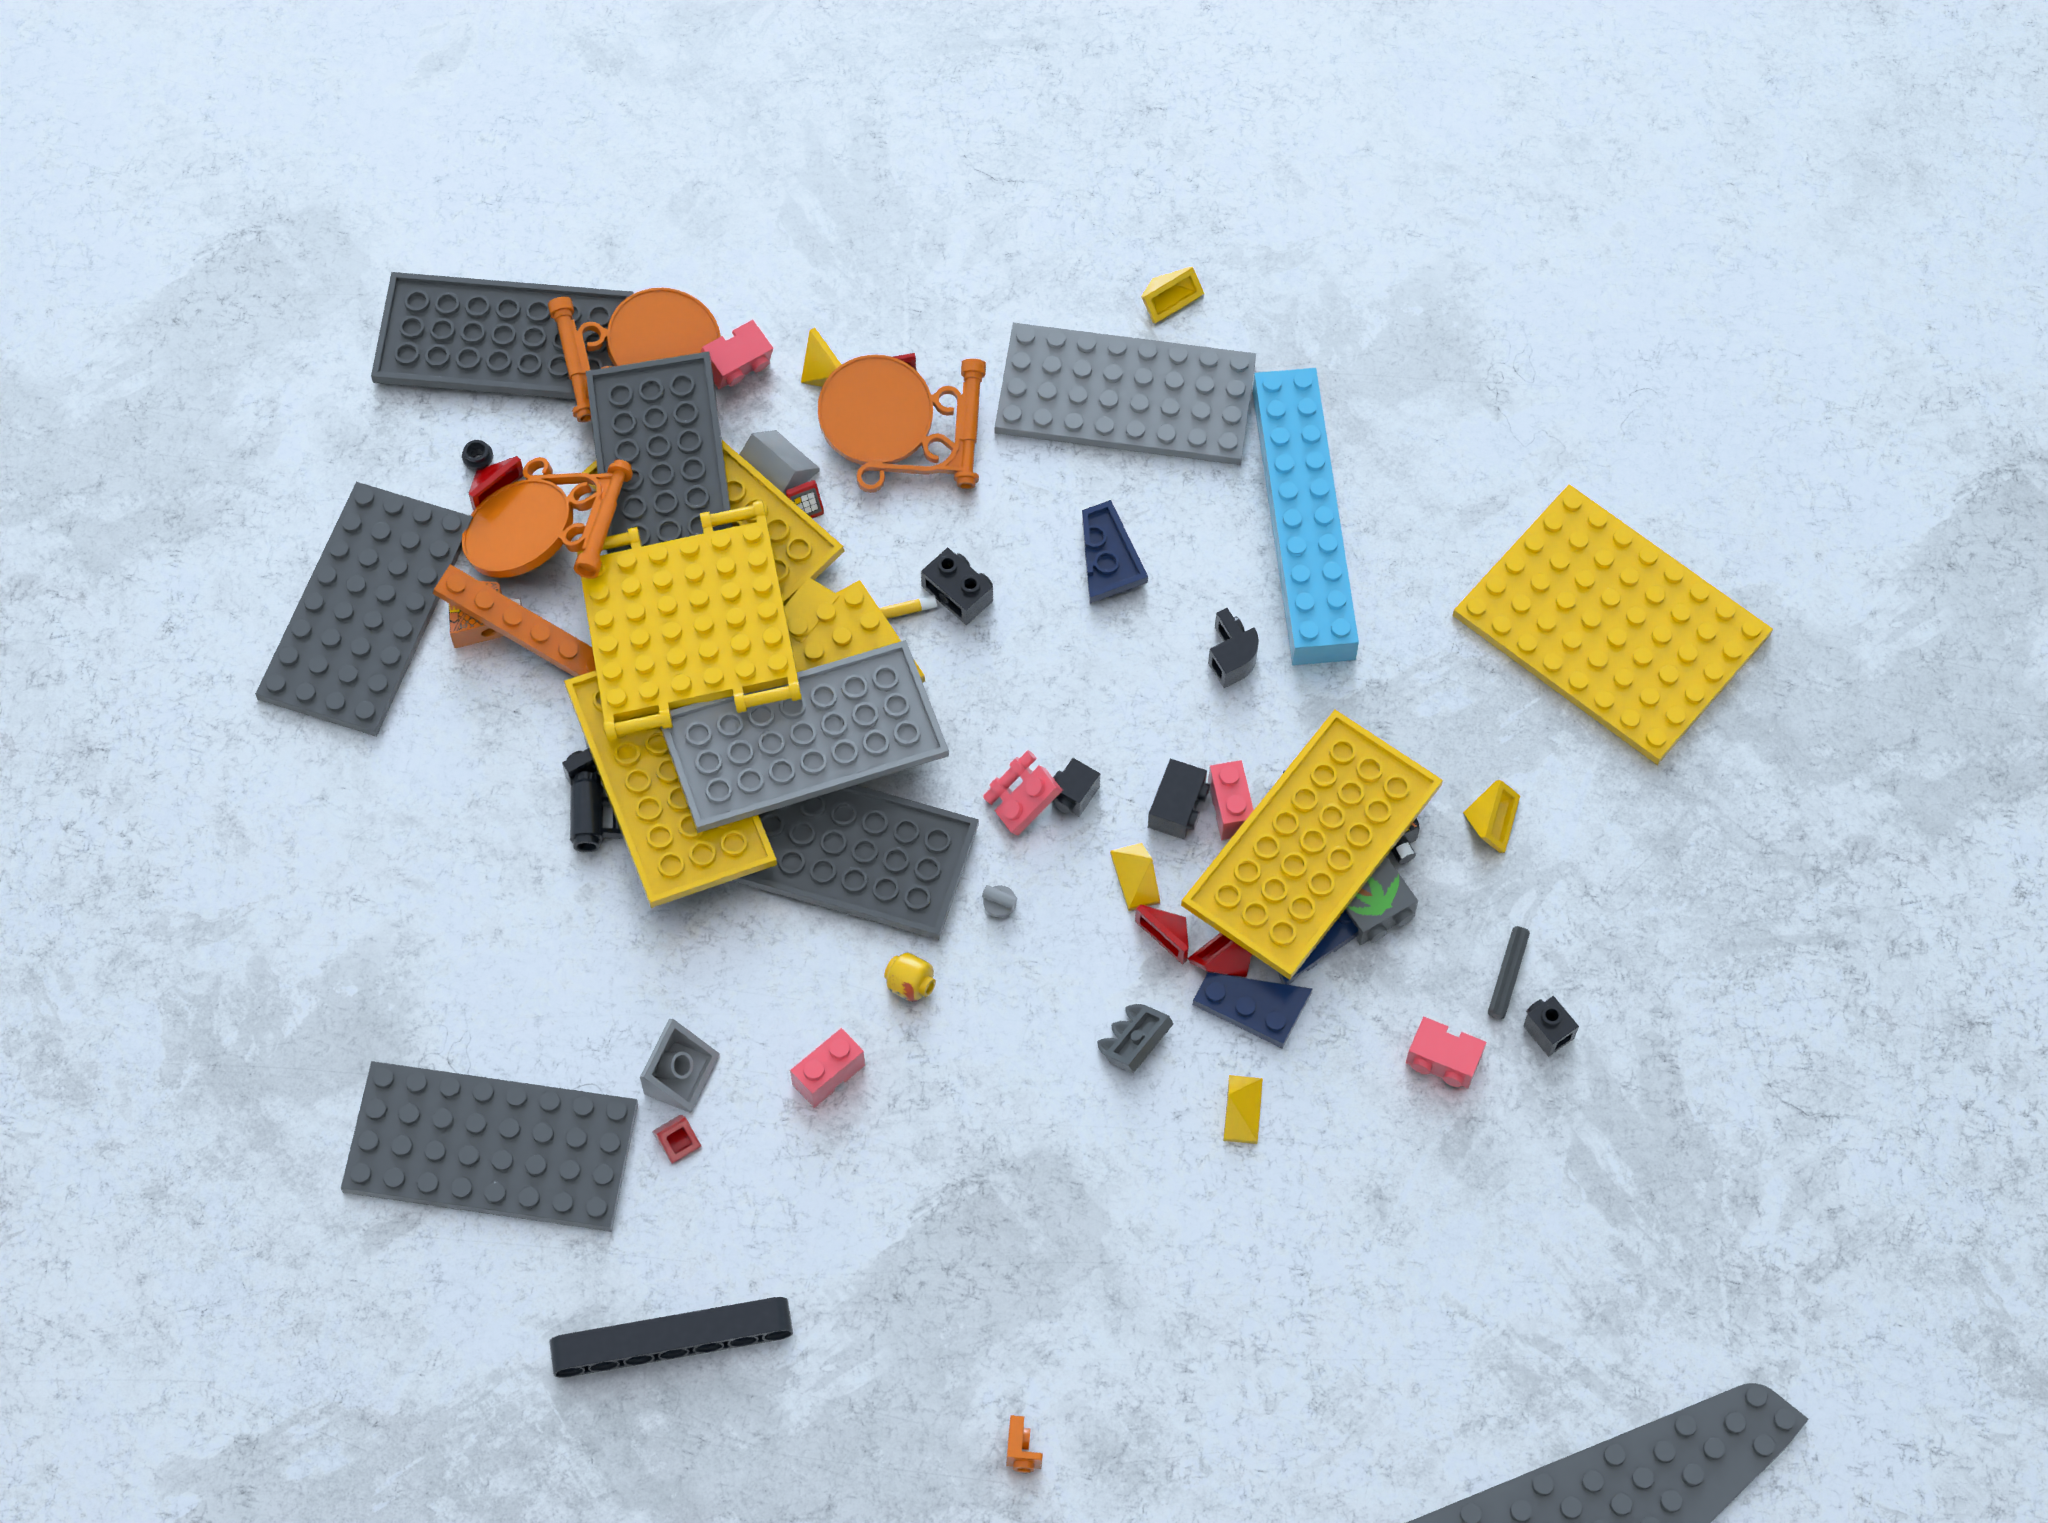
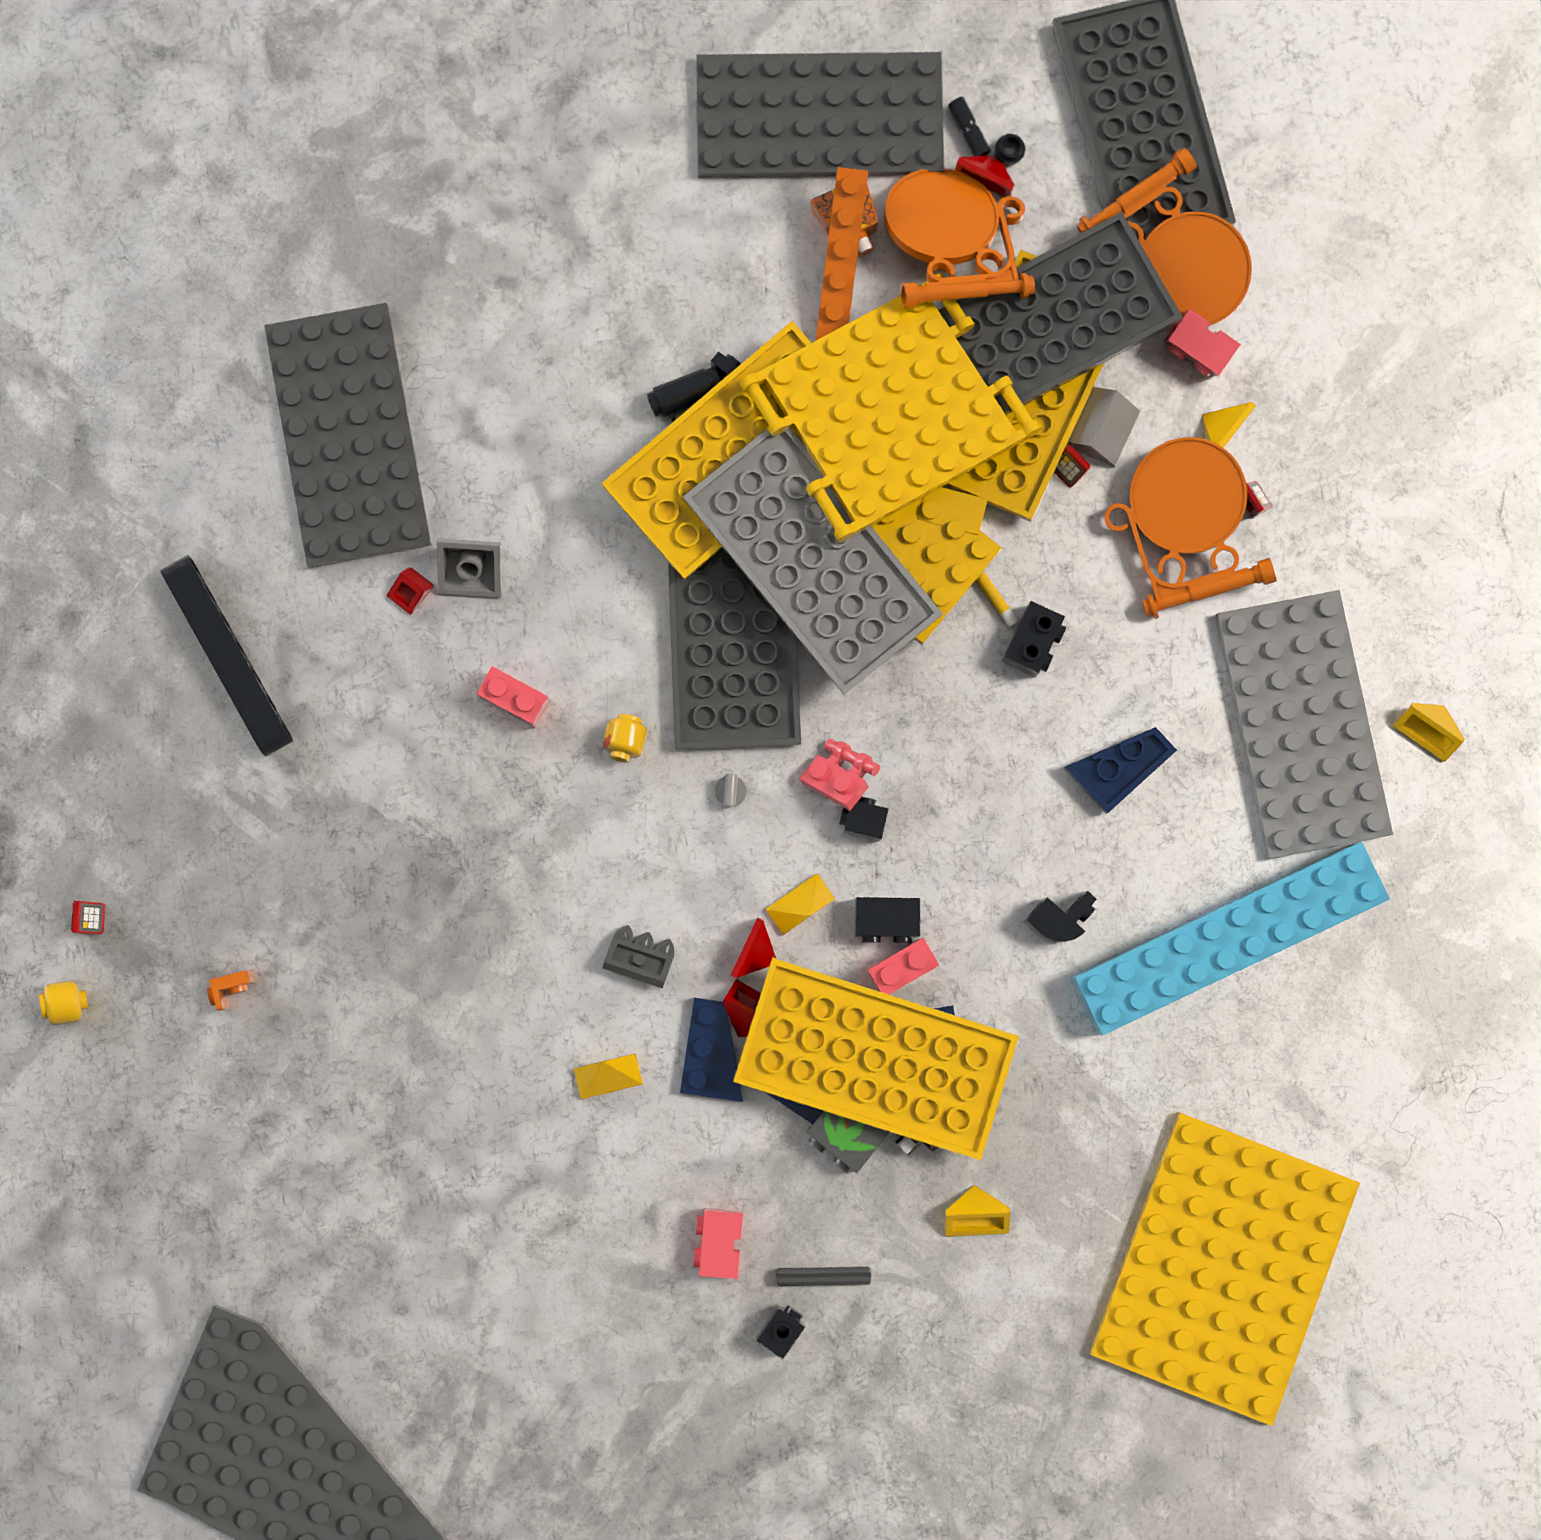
camera: 65 degrees right, 20 degrees up
(435, 483) = (967, 124): none -> black piece

